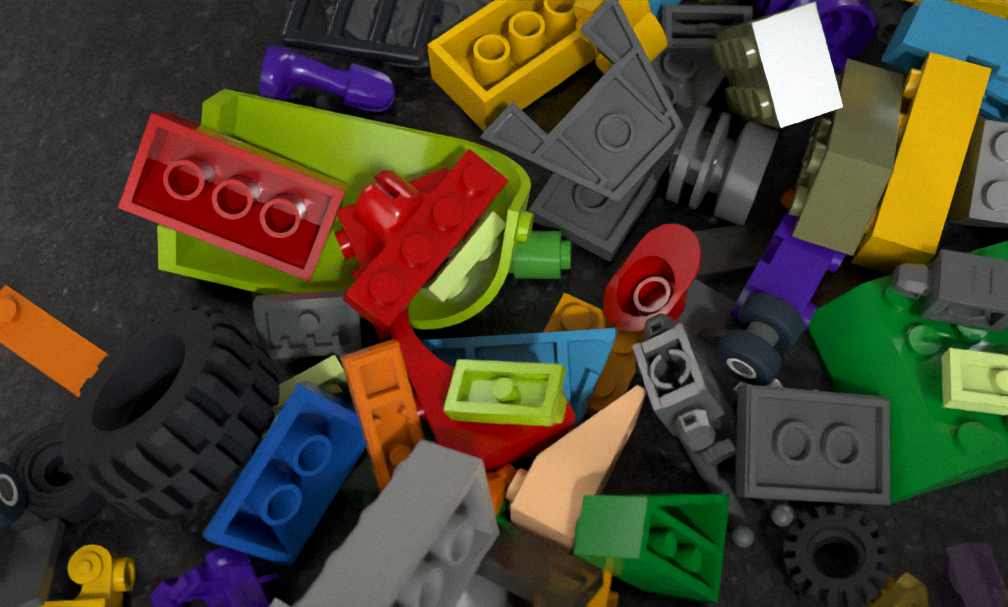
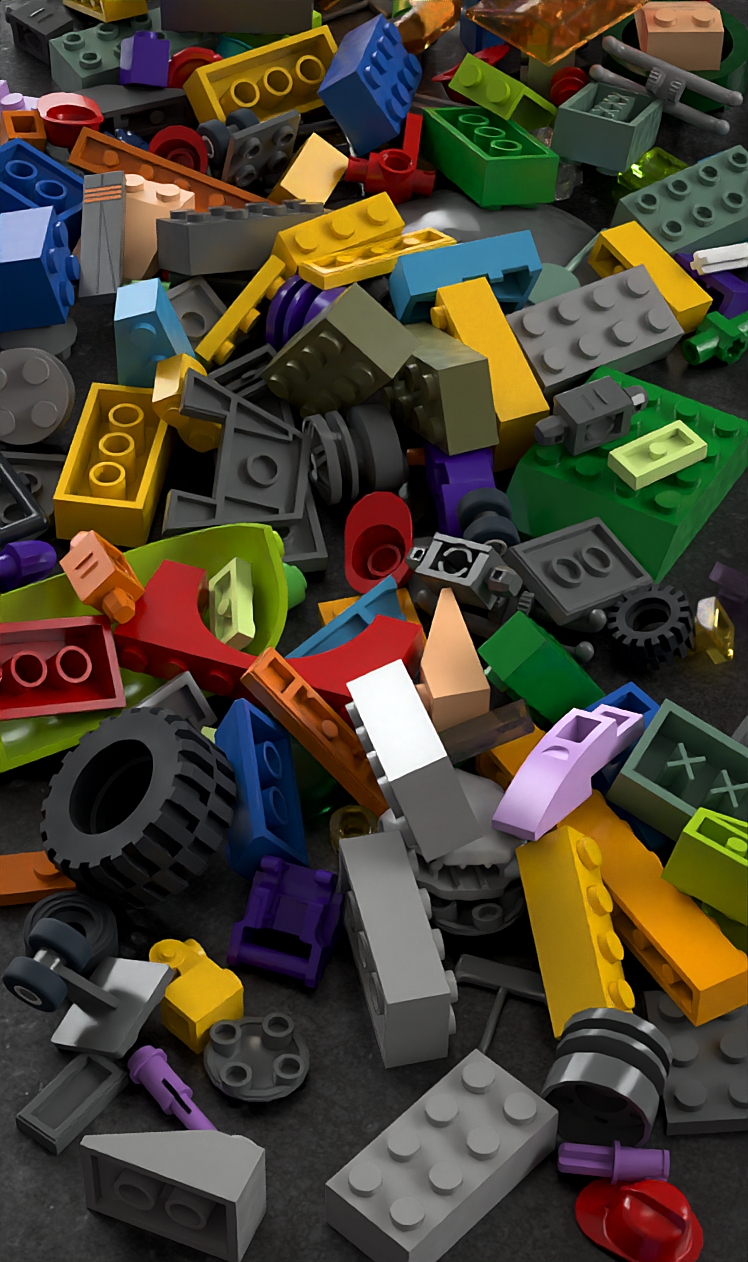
camera: 45 degrees left, 20 degrees down
(371, 143) = (102, 576): none -> orange piece
(416, 233) = (198, 592): red plate -> none
(506, 393) = (371, 628): lime plate -> none

